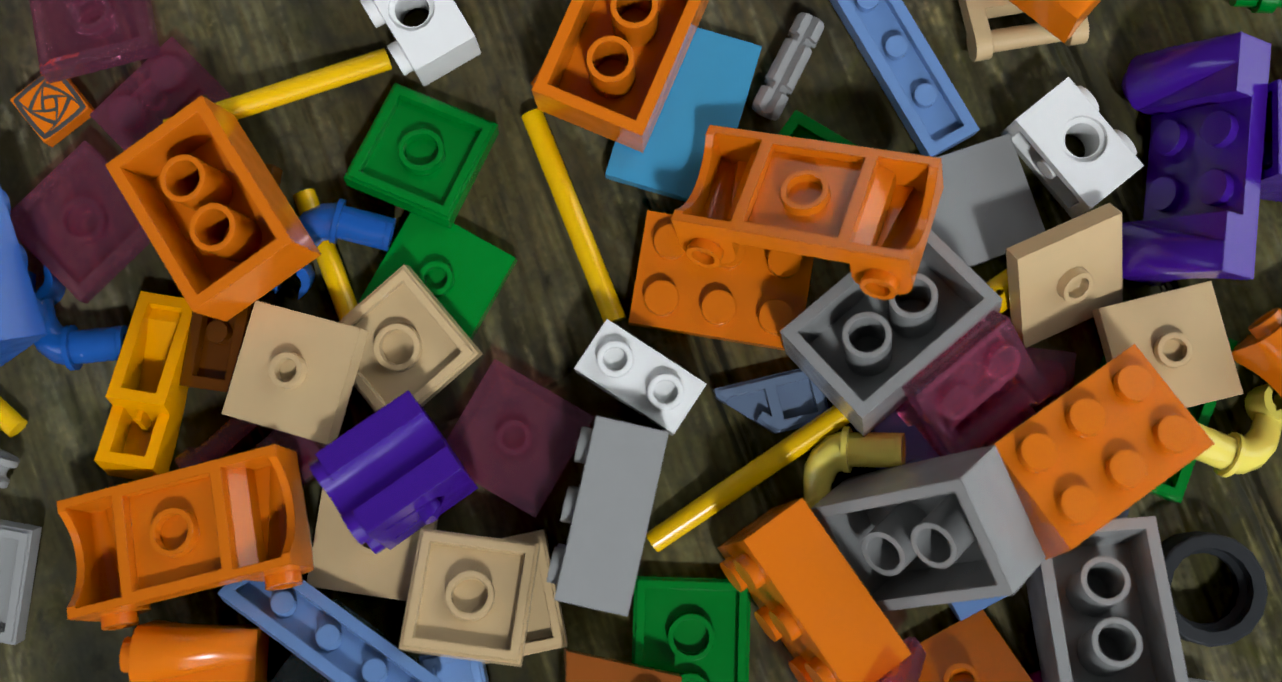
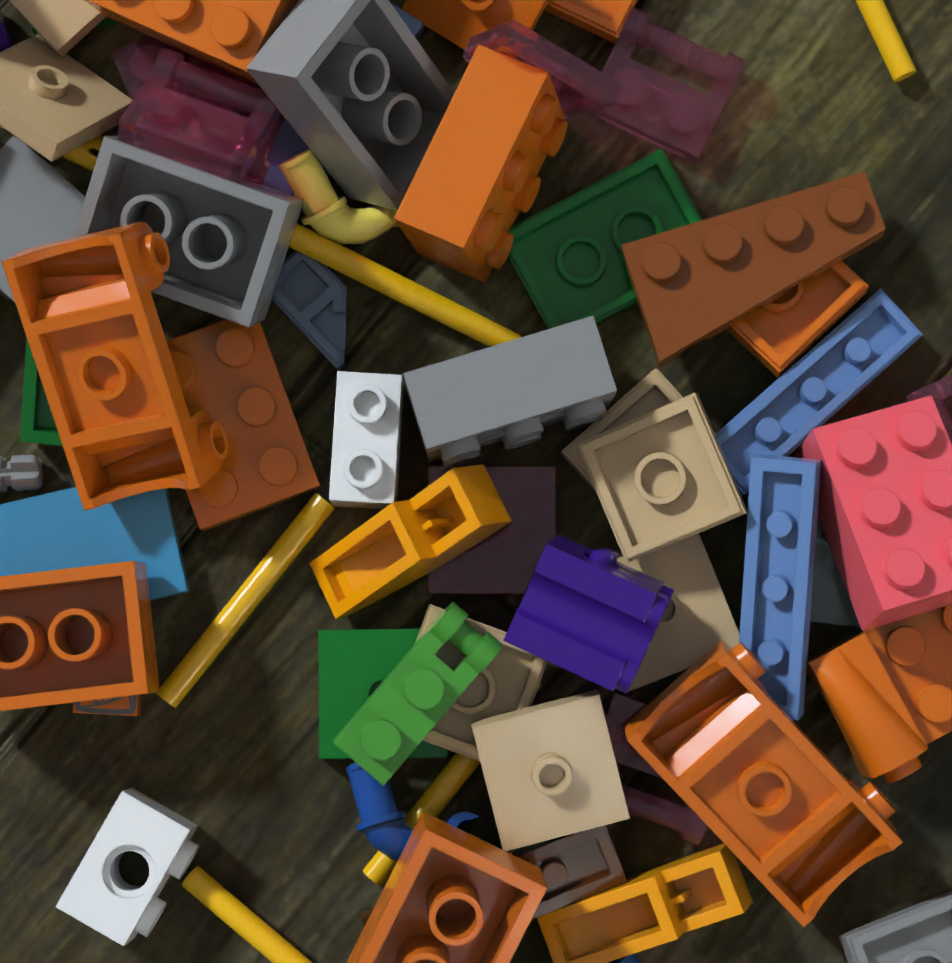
camera: 120 degrees left, 0 degrees up
(412, 300) = (415, 695): none -> bright green plate
(422, 155) = (268, 780): green plate -> none
(541, 368) = (410, 539): none -> light orange slope

